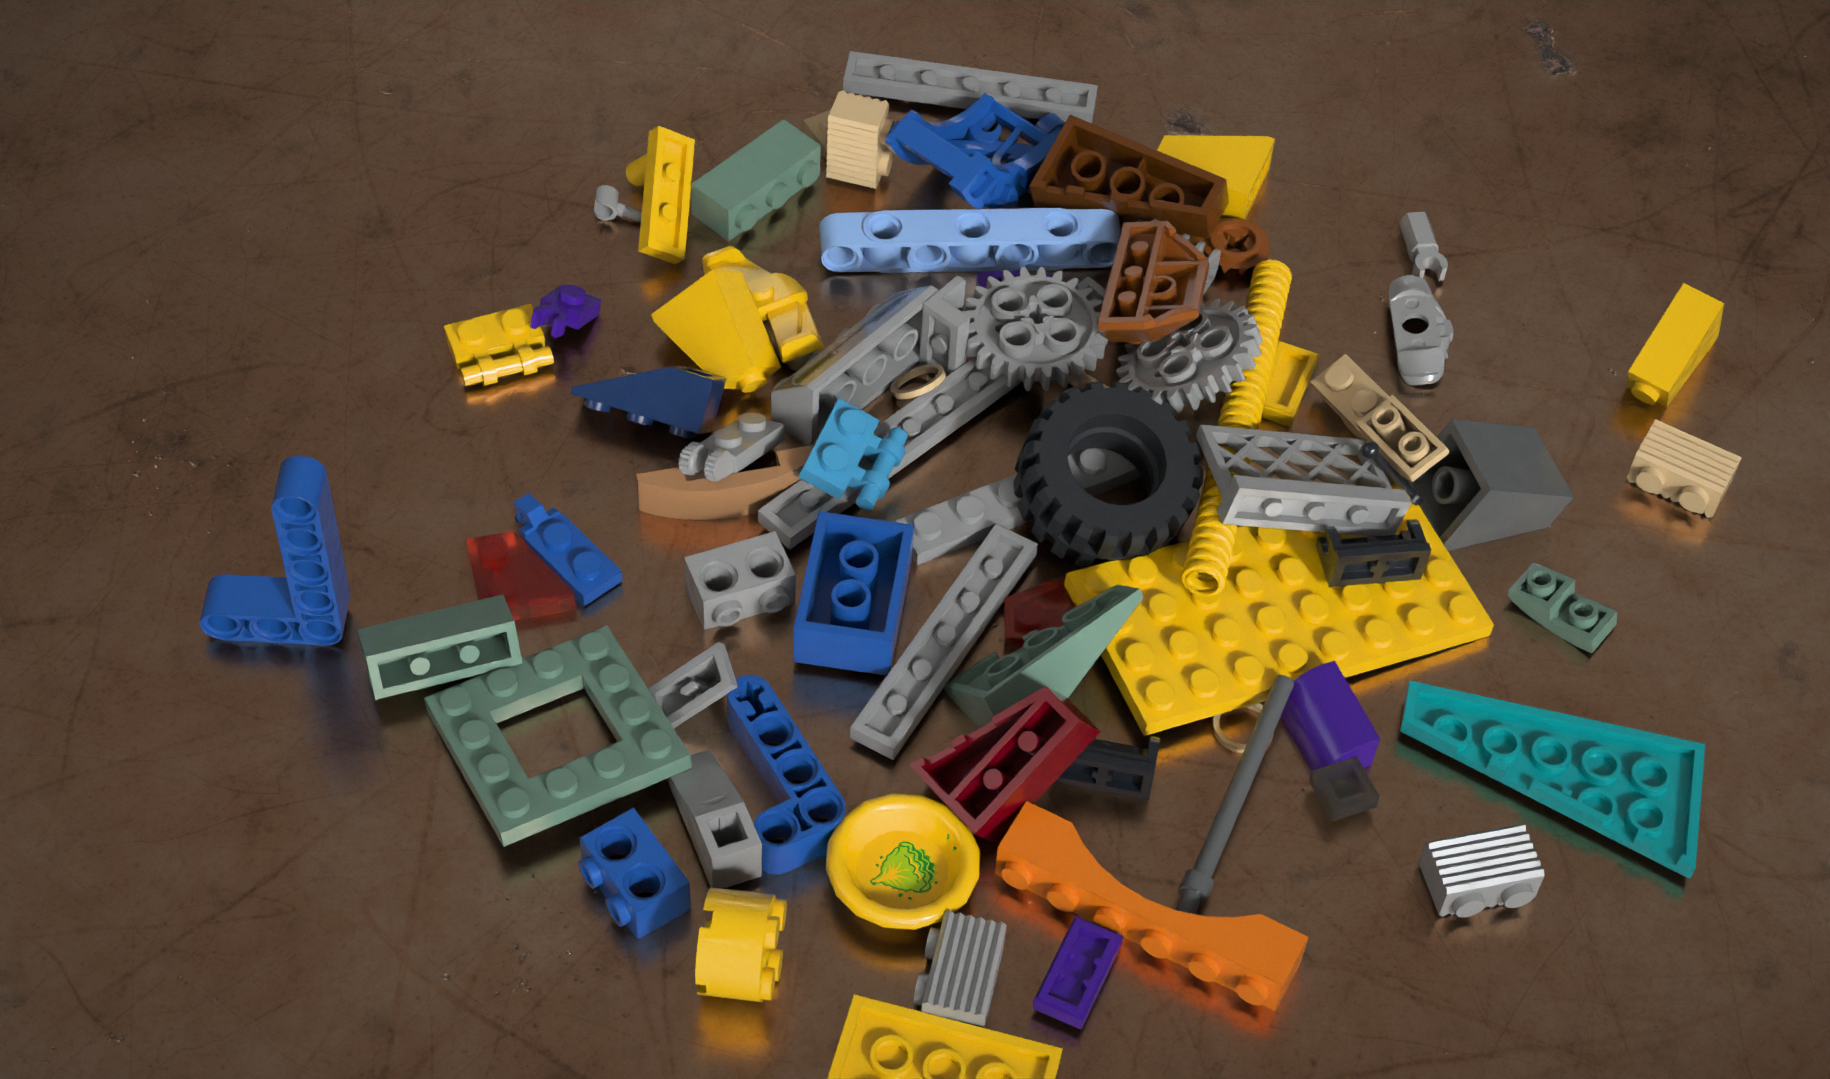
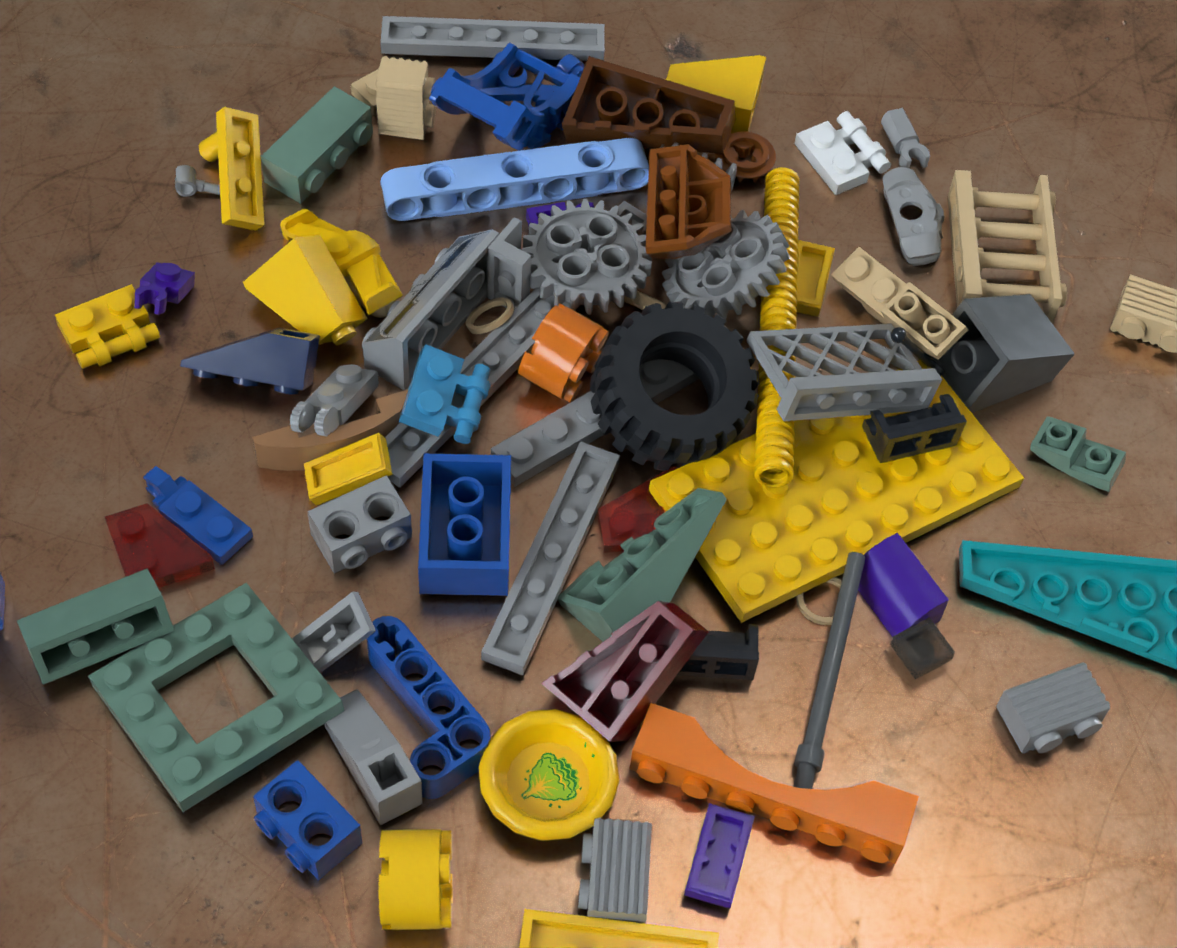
camera: 10 degrees left, 5 degrees up
(735, 519) = (347, 468): none -> yellow tile
(990, 426) = (563, 351): none -> orange brick
(1337, 259) = (833, 158): none -> white plate
(1478, 351) = (970, 259): none -> tan fence
(1675, 346) = (1134, 206): yellow slope -> none

